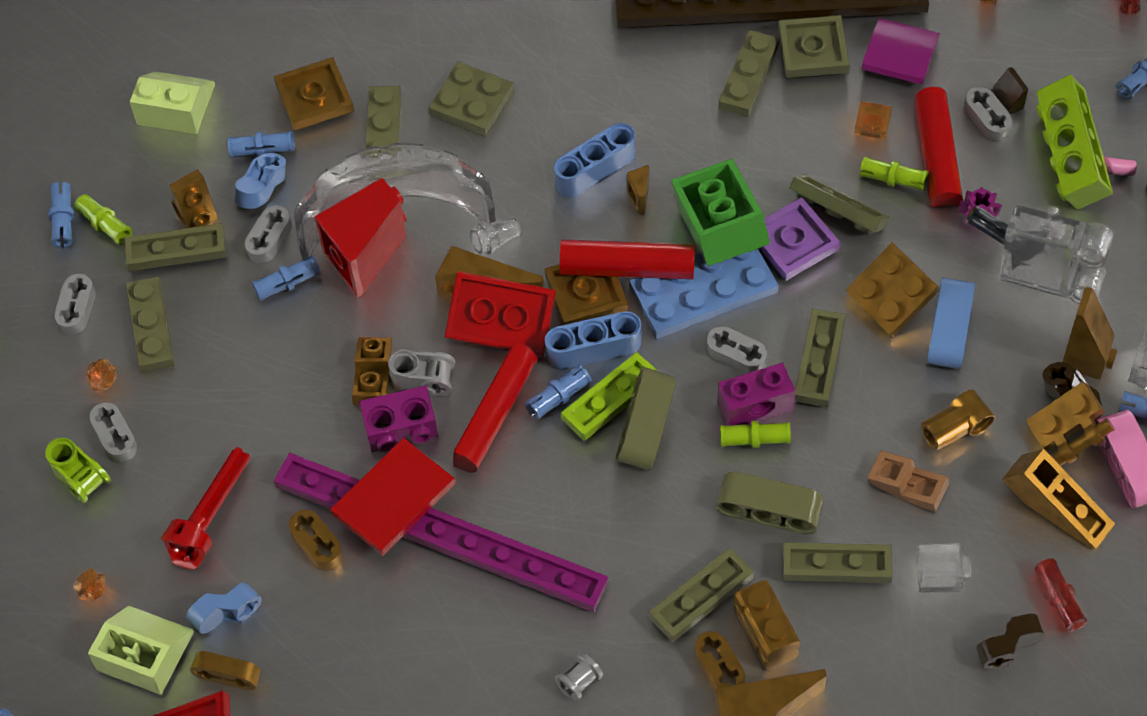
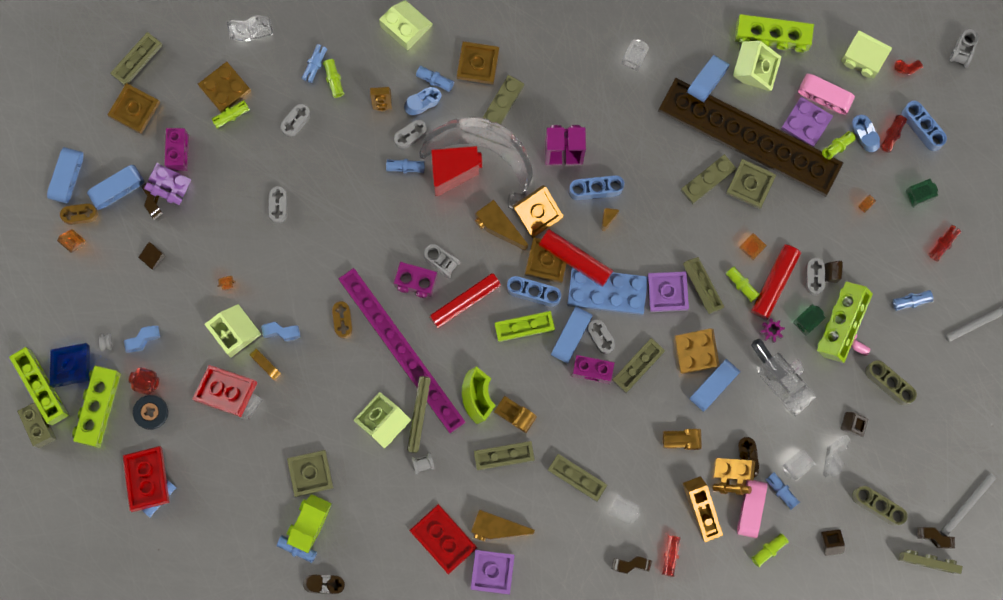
camera: 25 degrees right, 20 degrees up
(79, 472) = (249, 220): lime piece -> none
(101, 374) = (288, 169): clear orange plate -> none
(150, 324) = (326, 153): olive plate -> none
(175, 247) = (360, 116): olive plate -> none
(189, 535) = (281, 287): red piece -> none
(371, 368) = (419, 241): pearl gold slope -> none
(393, 496) = (388, 321): red tile -> none
(471, 98) = (557, 109): olive plate -> none
(472, 647) = (382, 420): none -> yellowish green slope
(499, 312) = (496, 251): red tile -> none
(515, 108) = (557, 138): none -> magenta piece
(526, 605) = (418, 414): none -> olive axle
(528, 230) = (537, 211): none -> plate
(558, 392) = (500, 309): medium blue pin -> none
(601, 526) = (476, 395): none -> lime brick
(645, 418) = (532, 351): olive beam -> none
(682, 525) = (515, 414): none -> pearl gold plate
(691, 369) = (571, 335): none -> medium blue beam
(720, 212) = (636, 260): bright green brick -> none
(726, 660) = (486, 494): pearl gold beam -> none
(755, 434) = (581, 388): lime pin -> none
(766, 624) = (523, 489): pearl gold brick -> none
(770, 502) = (565, 428): olive beam -> none
(900, 51) = (794, 213): magenta slope -> none
(903, 480) = (638, 455): medium nougat slope -> none
(1021, 168) = (809, 319): none -> clear green brick
(1090, 338) = (772, 439): pearl gold slope -> none

